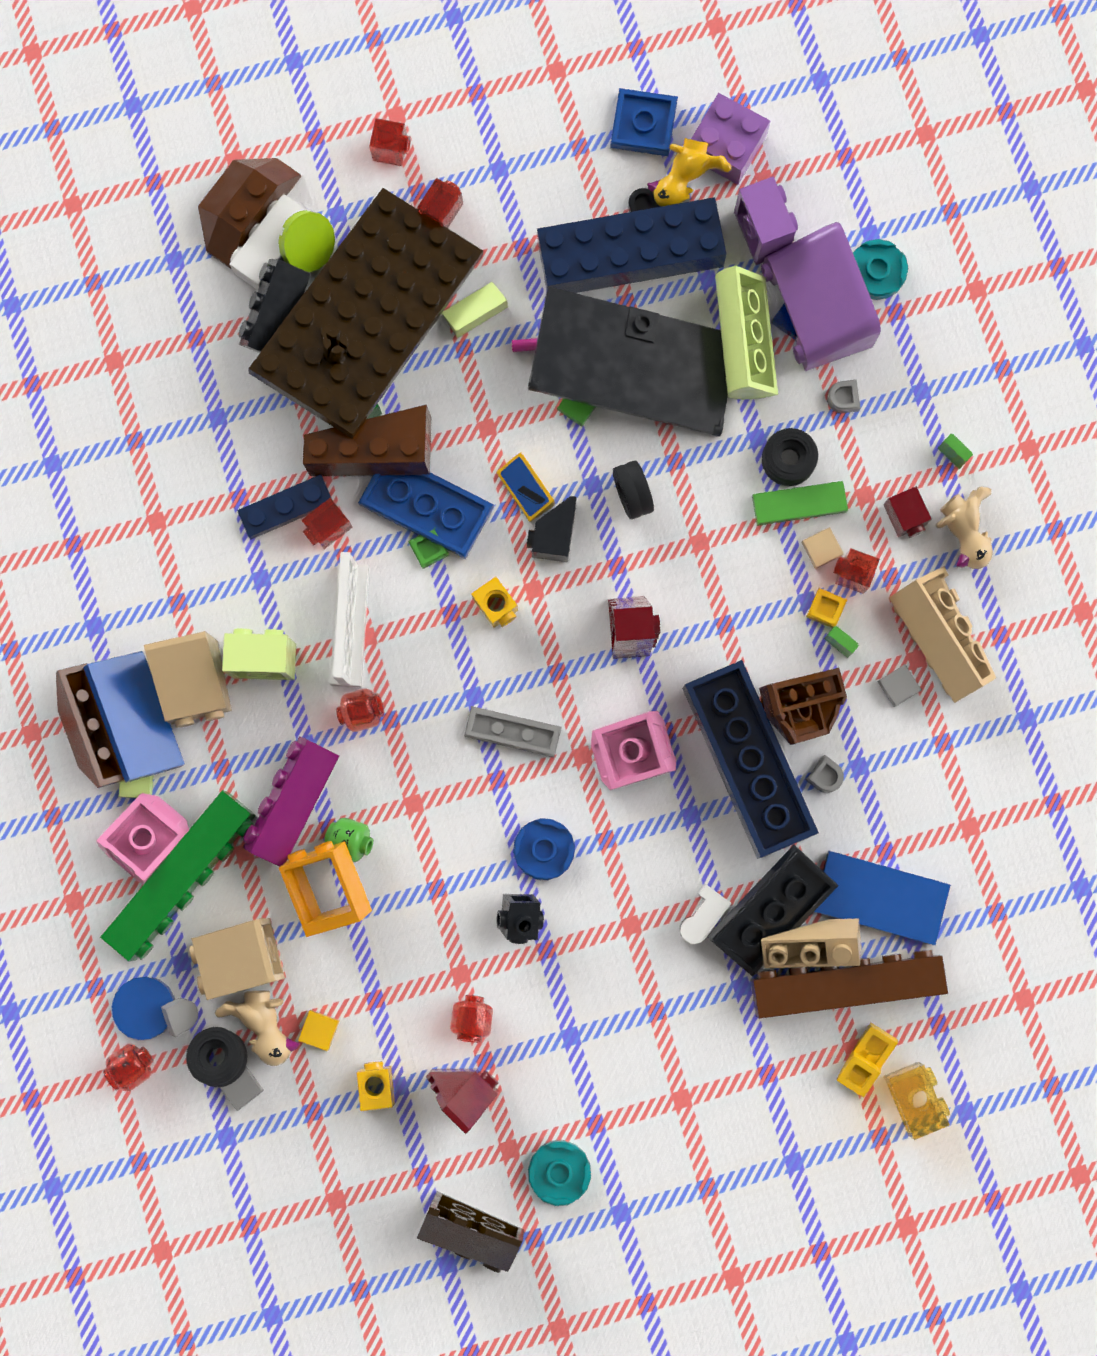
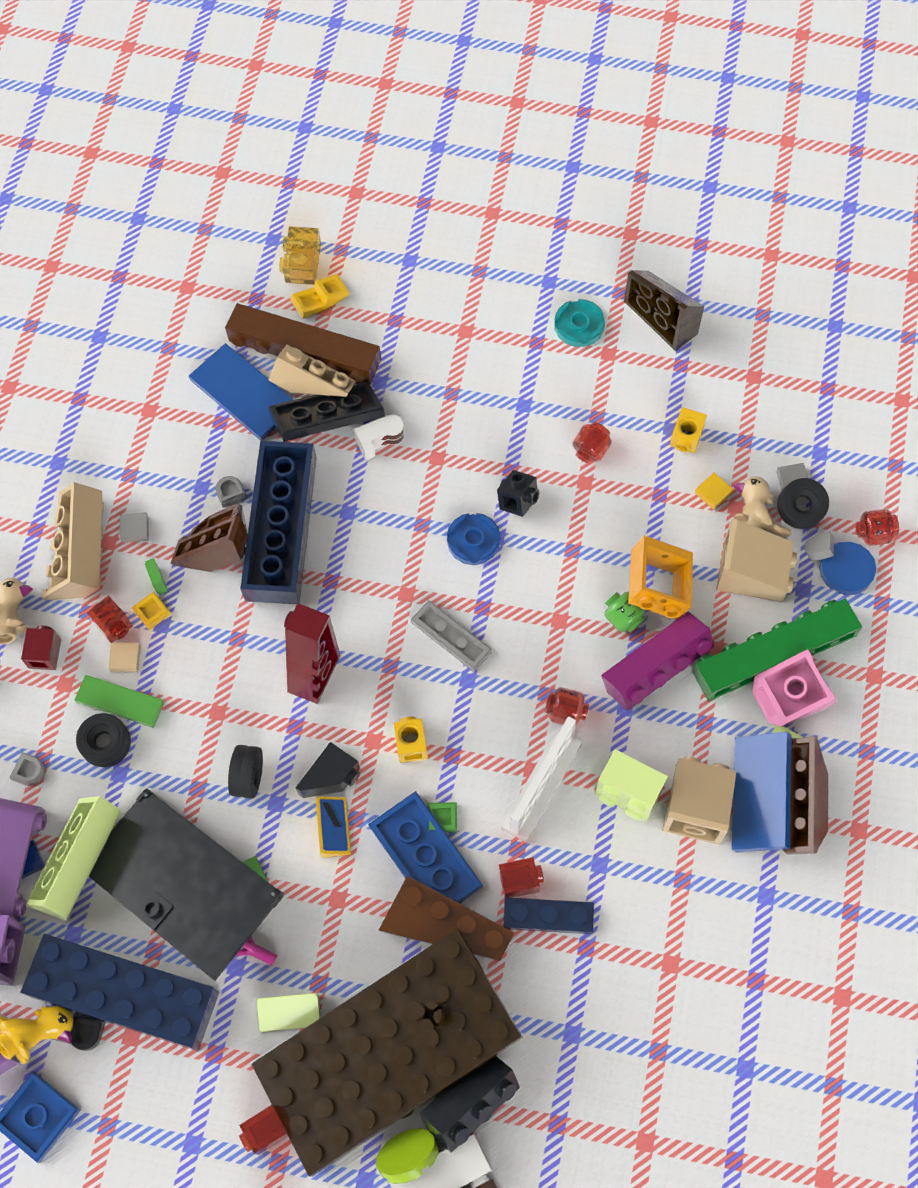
camera: 155 degrees left, 15 degrees down
(463, 1094) = (621, 384): dark red wedge -> none
(633, 750) = (365, 571): bright pink slope -> none

